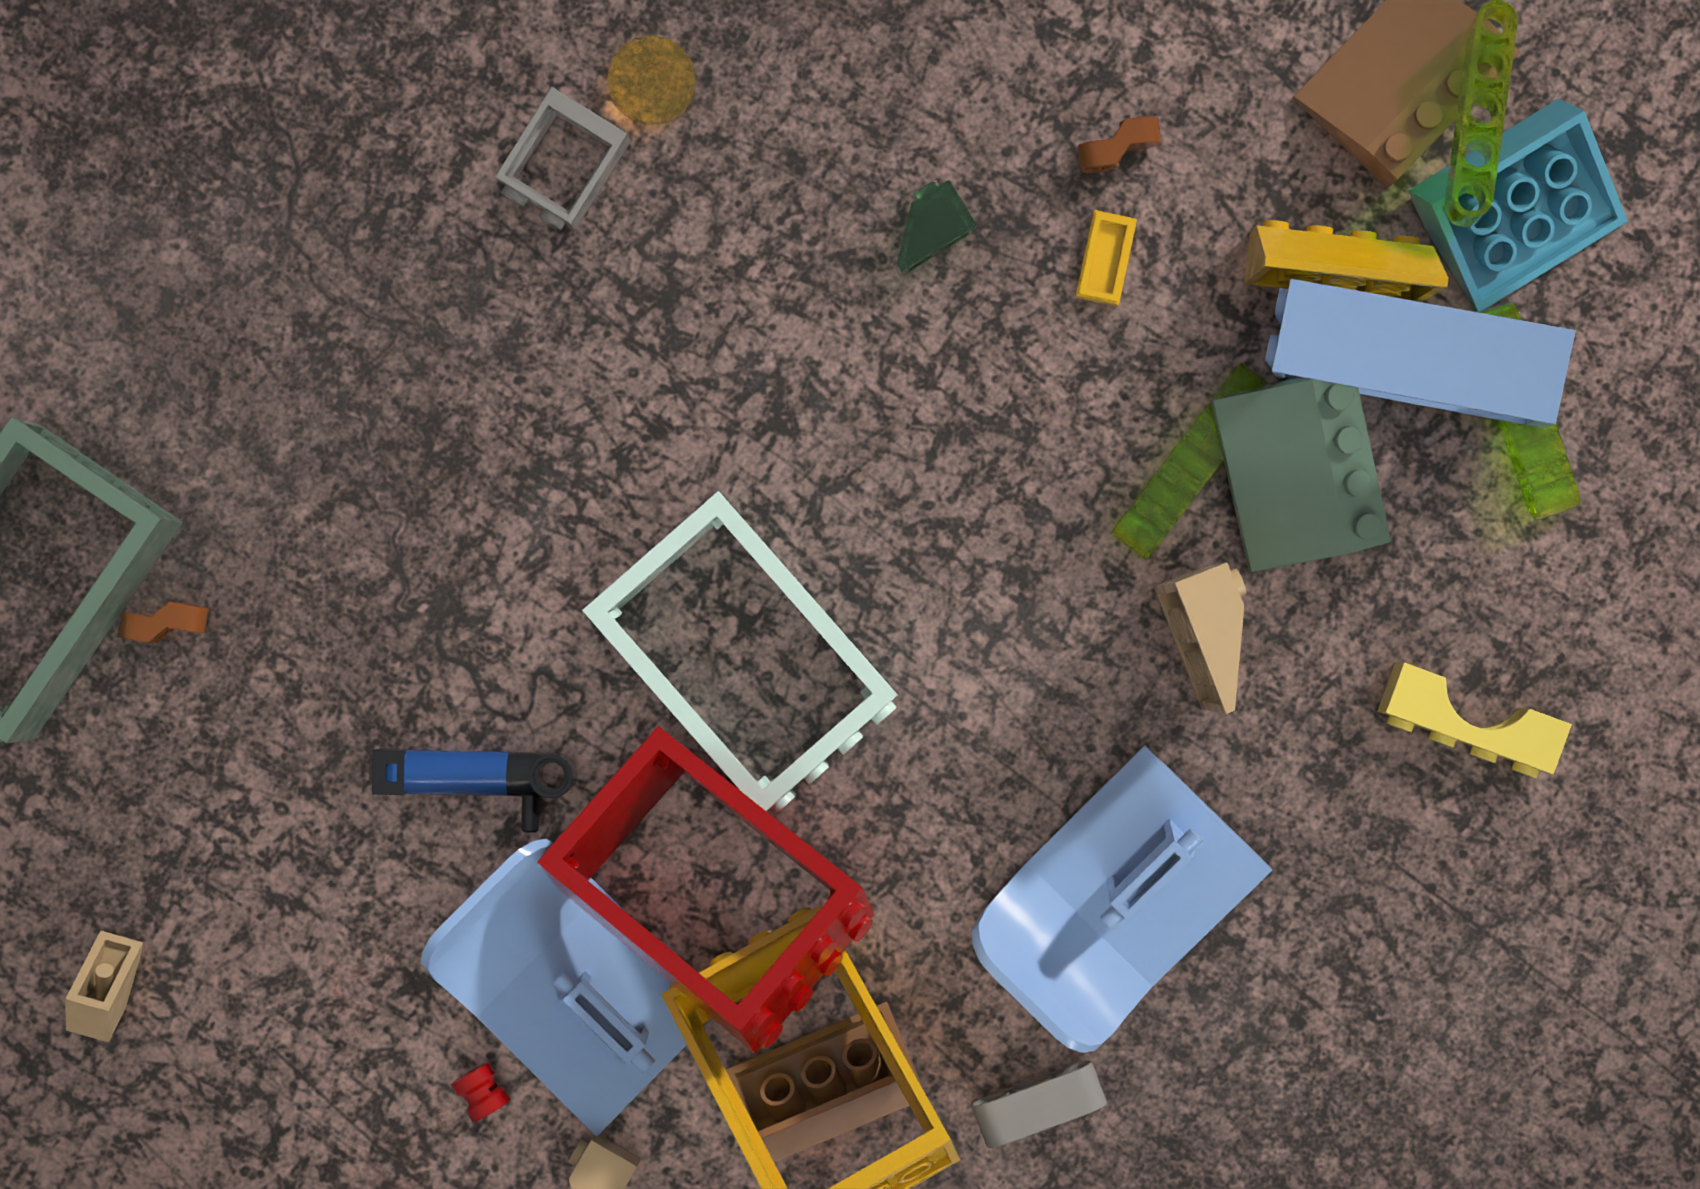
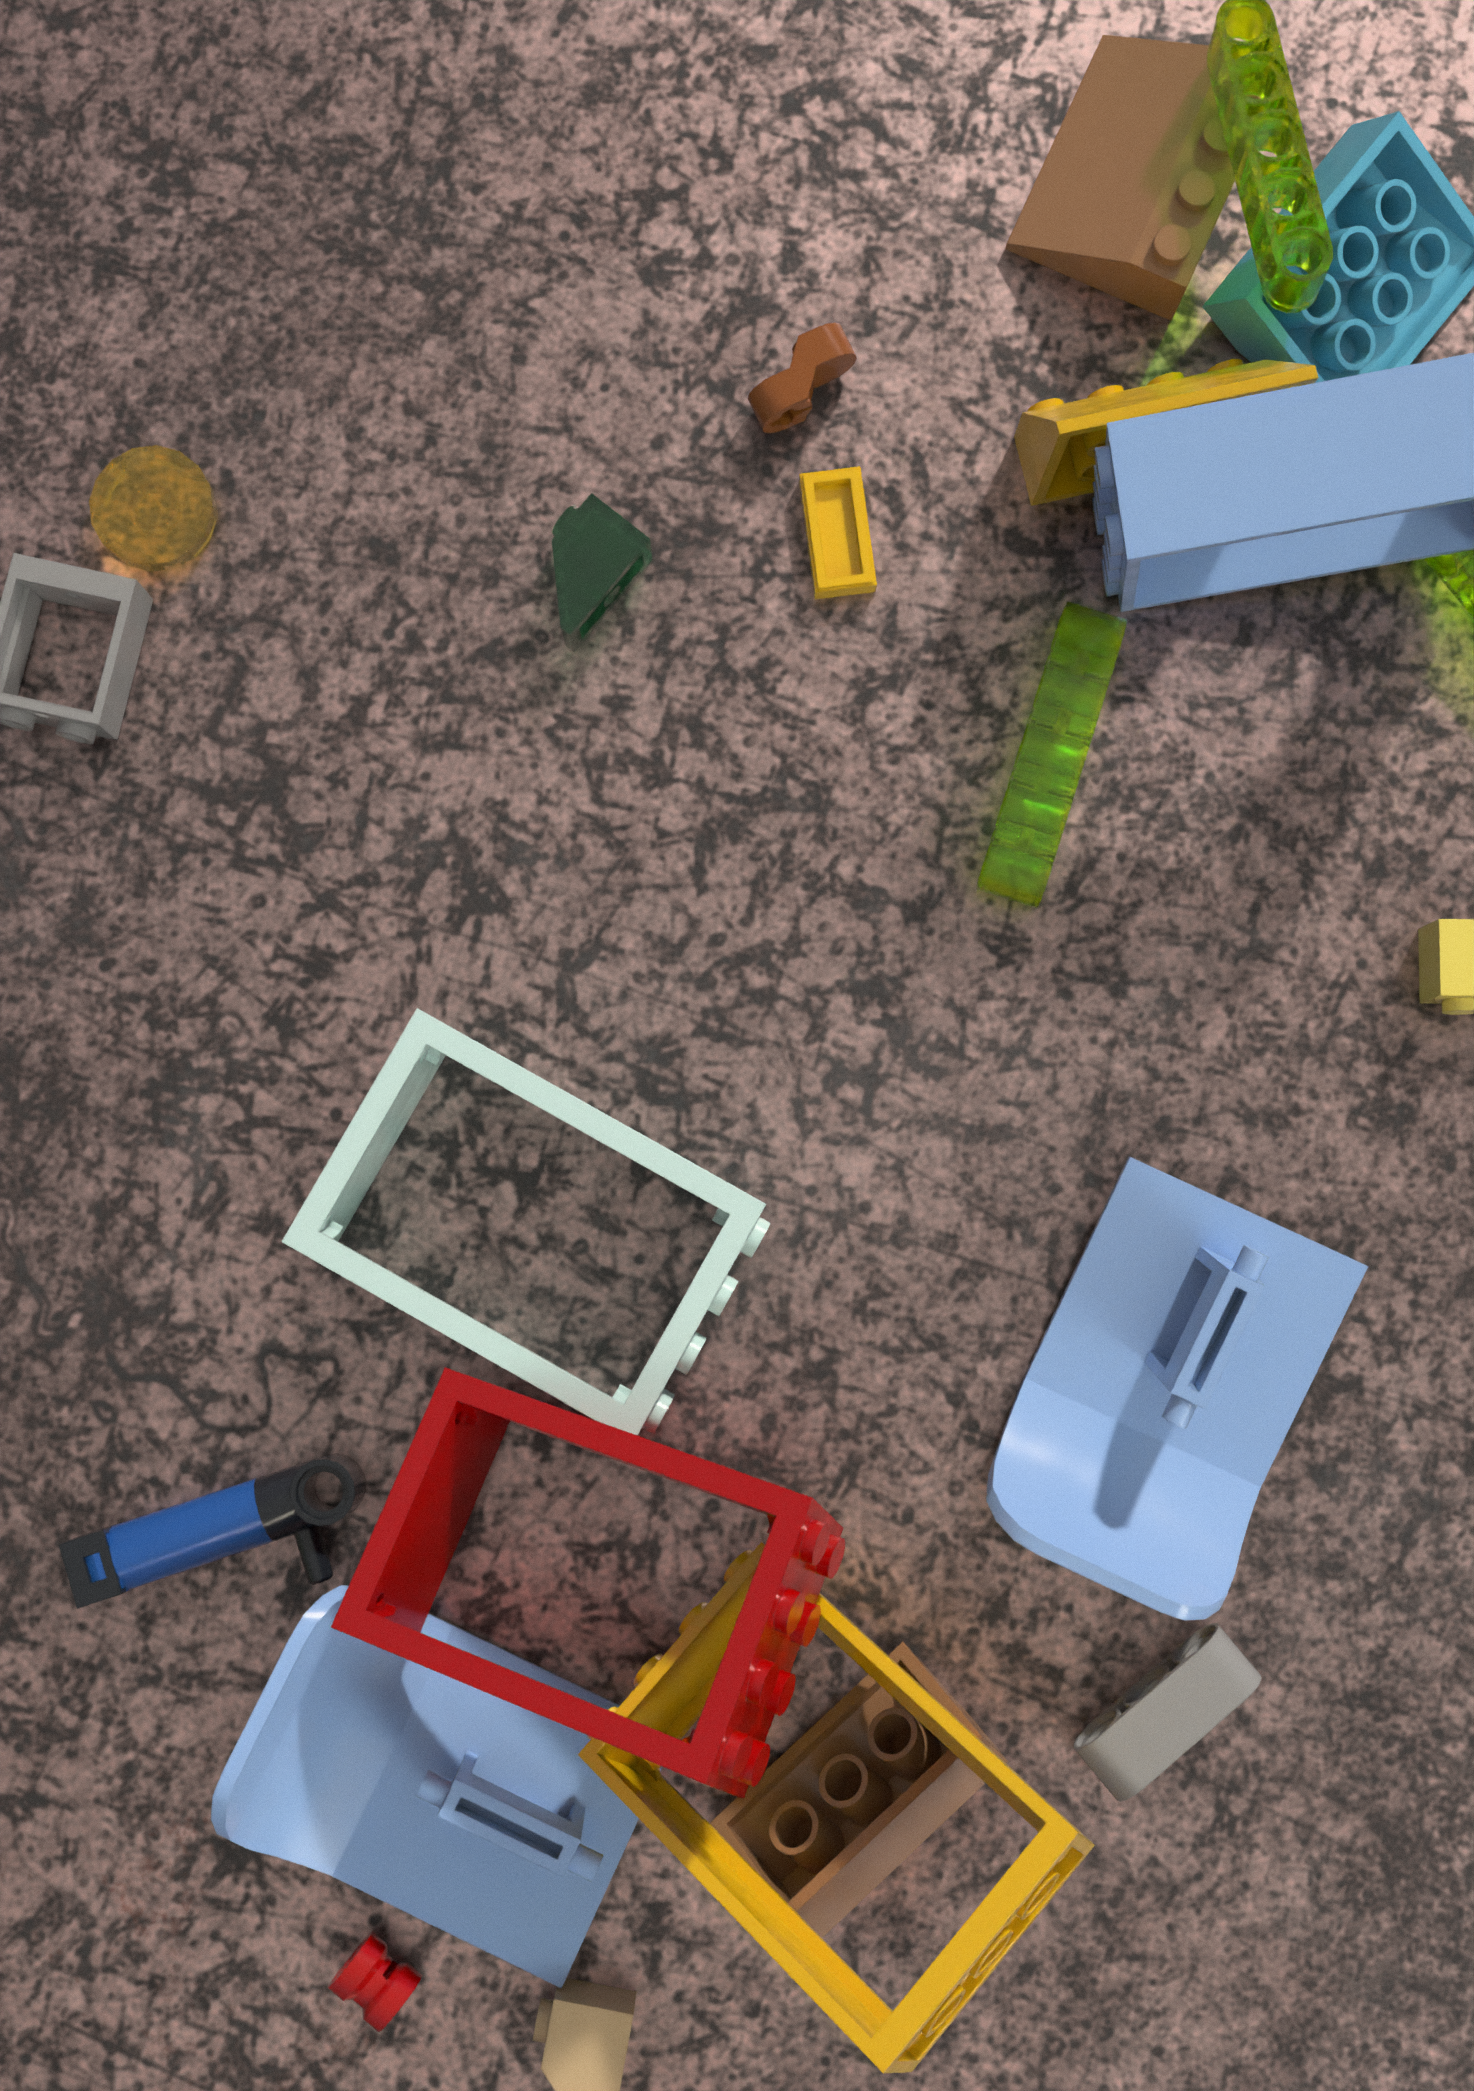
camera: 20 degrees left, 5 degrees down
(1207, 626) = (1166, 965): tan slope -> none
(1300, 472) = (1203, 709): sand green slope -> none

